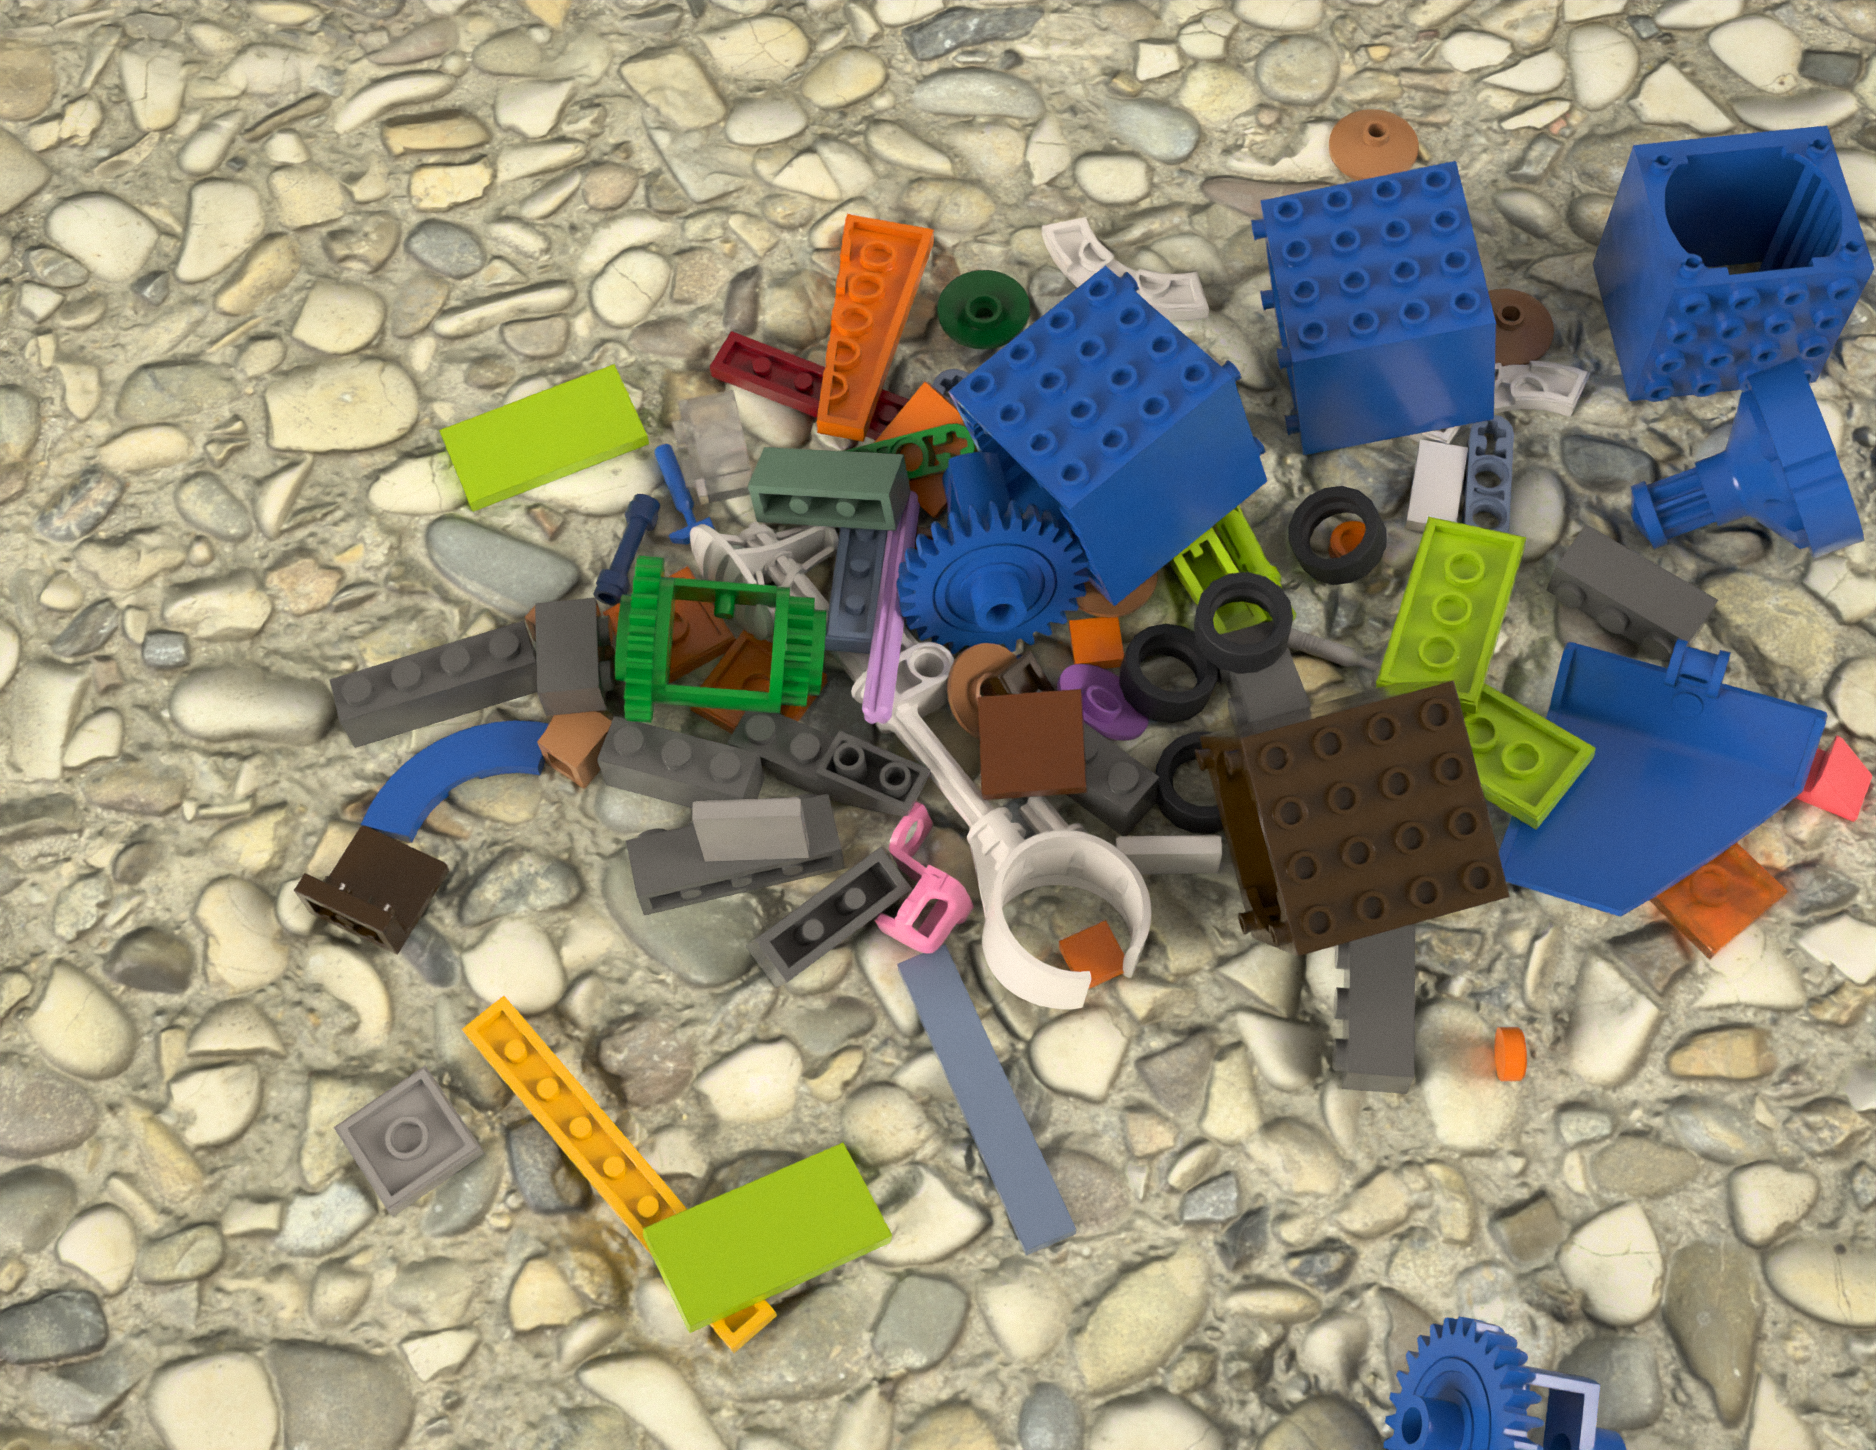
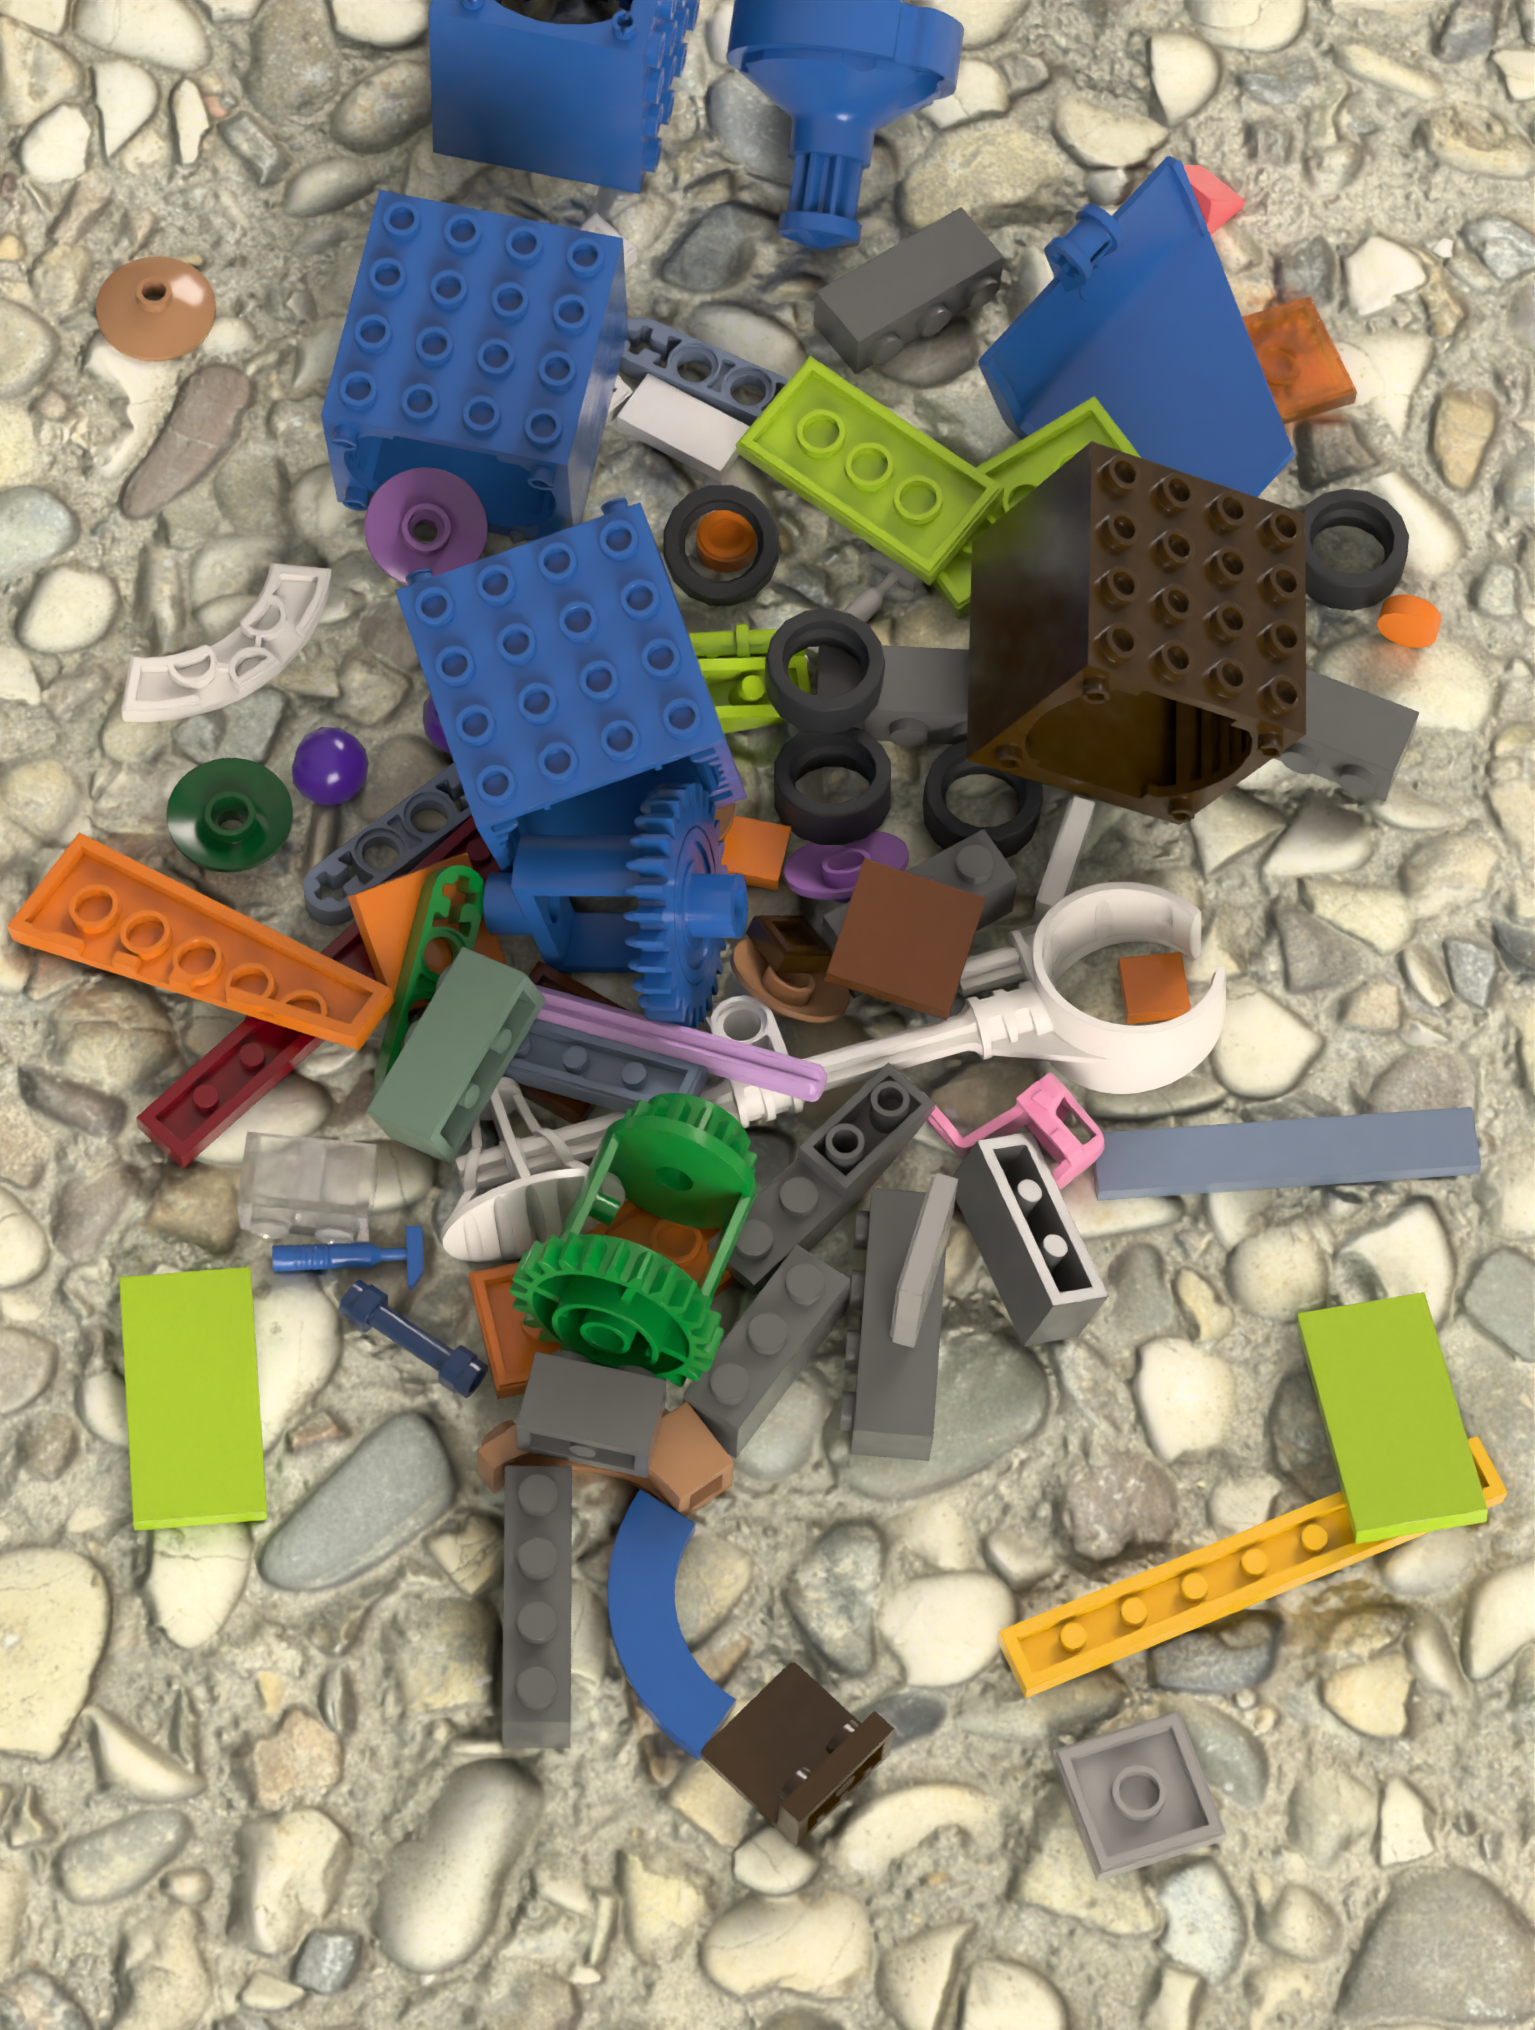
camera: 80 degrees left, 0 degrees up
(1244, 341) = (425, 498): none -> medium lavender dish
(1577, 956) = (1371, 515): none -> black tyre

